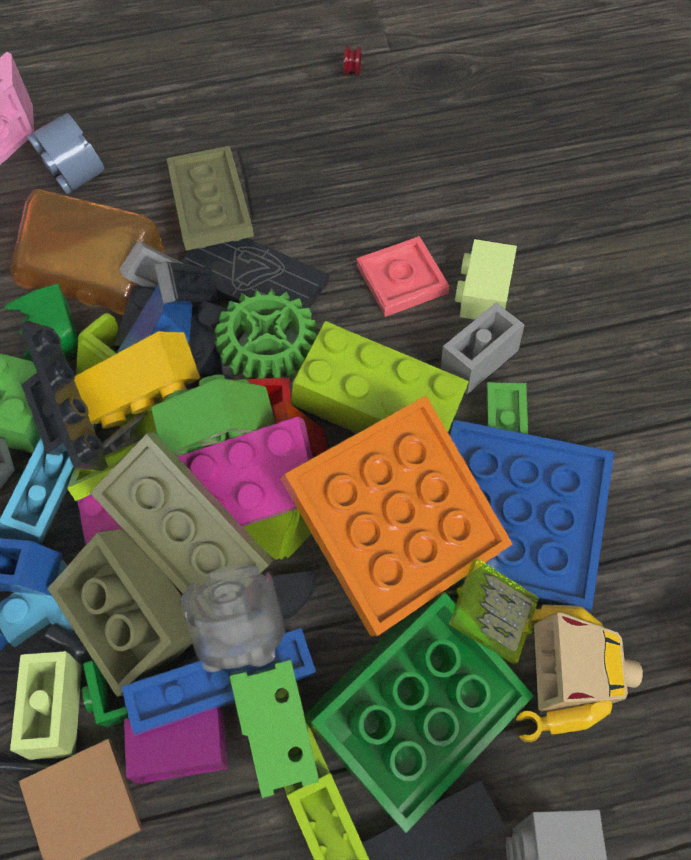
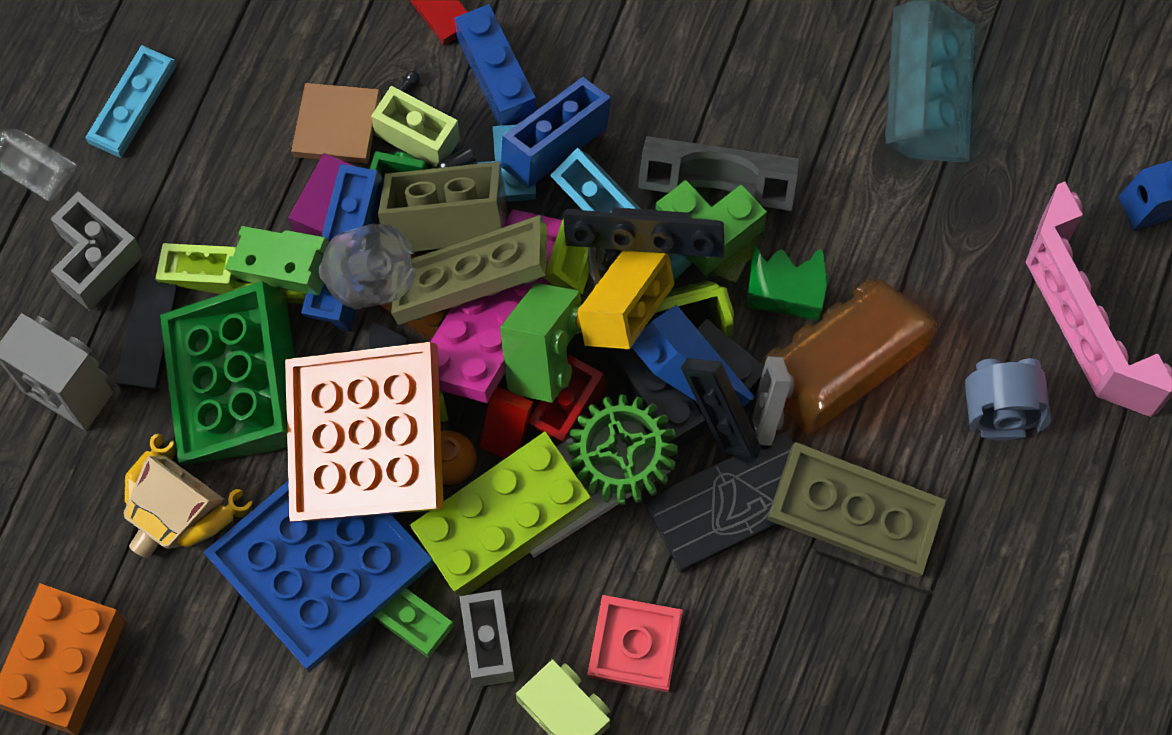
camera: 120 degrees right, 10 degrees up
(494, 611) = (249, 466): piece -> none

